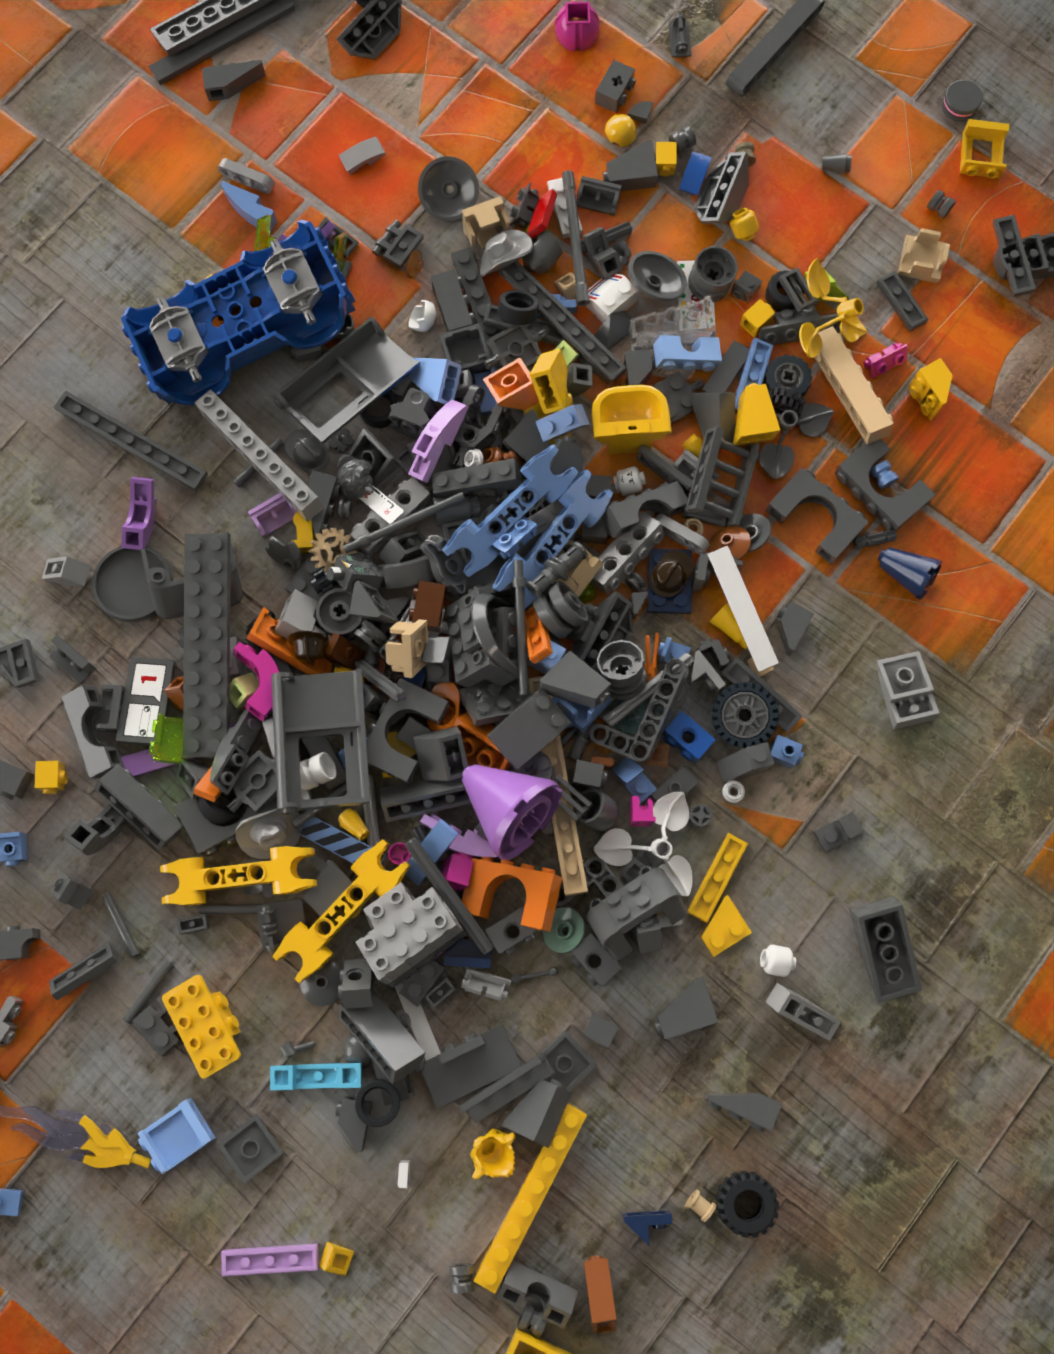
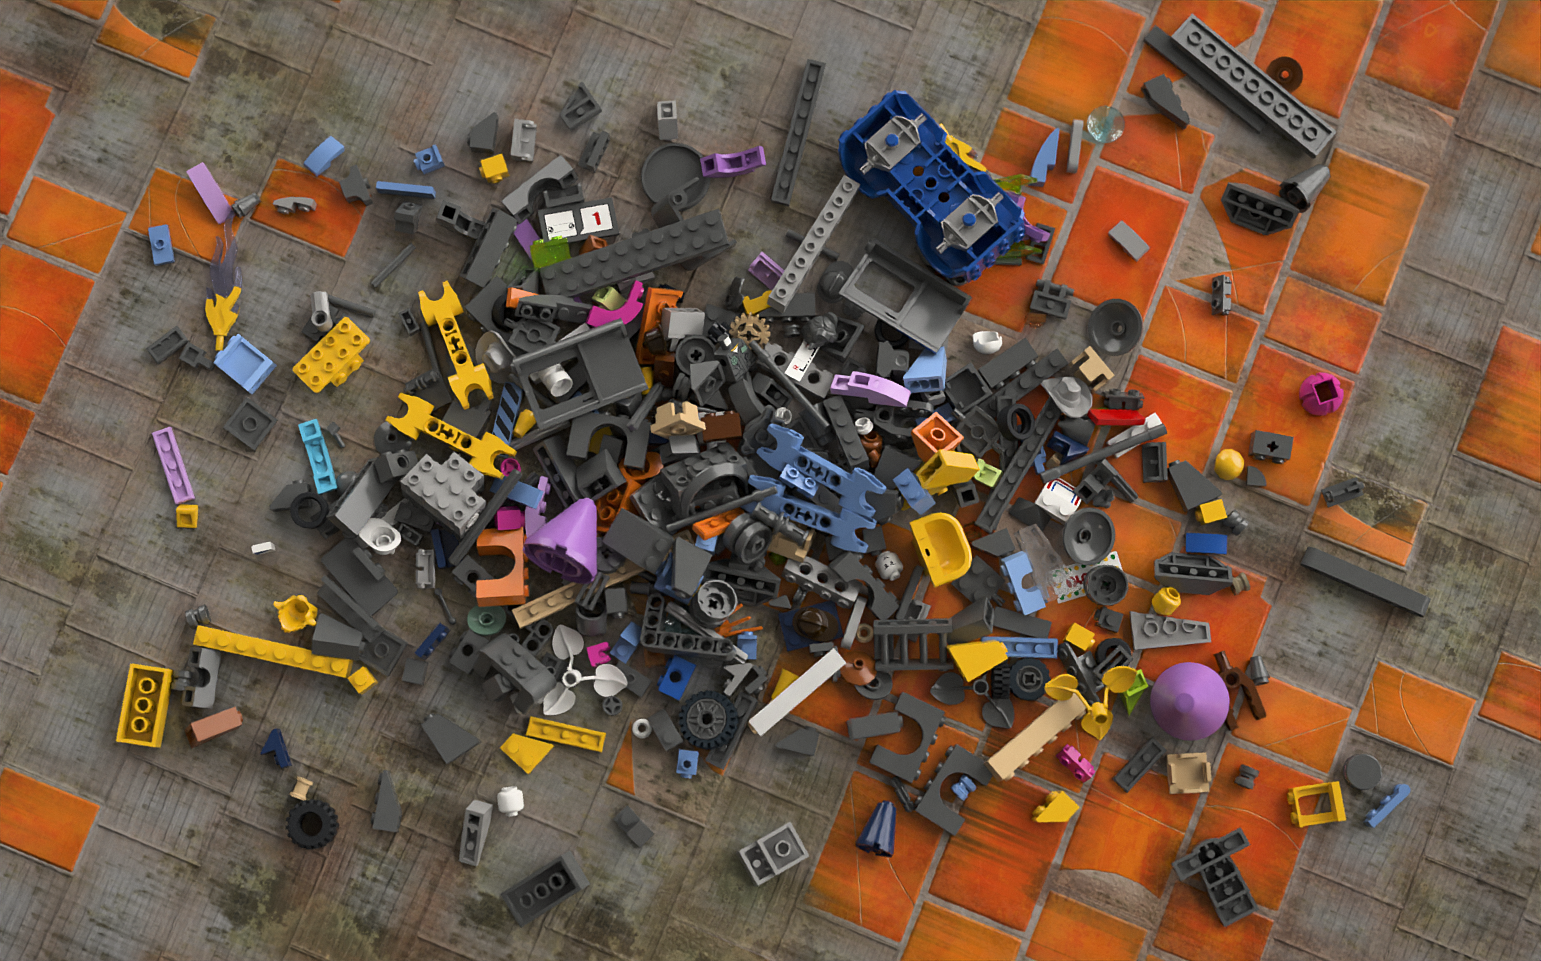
camera: 70 degrees right, 5 degrees up
(30, 735) = (523, 140): none -> light grey hinge
(37, 885) = (405, 189): none -> medium blue tile
(82, 971) = (349, 248): dark grey plate -> none
(121, 1226) = (167, 345): none -> dark grey plate
(144, 1023) = (321, 310): none -> light grey piece
(147, 1194) = (195, 356): none -> dark grey plate
(233, 133) = (1109, 116): none -> clear light blue dish
(433, 1026) = (380, 536): none -> white piece
(446, 88) = (1220, 287): none -> dark grey hinge
(558, 270) = (1067, 447): none -> dark blue slope
(581, 1006) = (432, 641): none -> dark blue plate
(594, 1095) = (362, 680): none -> yellow brick
(607, 762) = (633, 611): dark orange tile -> none
(693, 445) = (939, 611): yellow cone -> none
(773, 239) = (1160, 631): none -> light grey wing
(803, 536) = (874, 725): none -> dark grey arch
(851, 177) = (1247, 686): none -> reddish brown piece
(852, 231) = (1189, 701): none -> medium lavender cone
(1001, 87) = (1388, 803): none -> medium blue plate

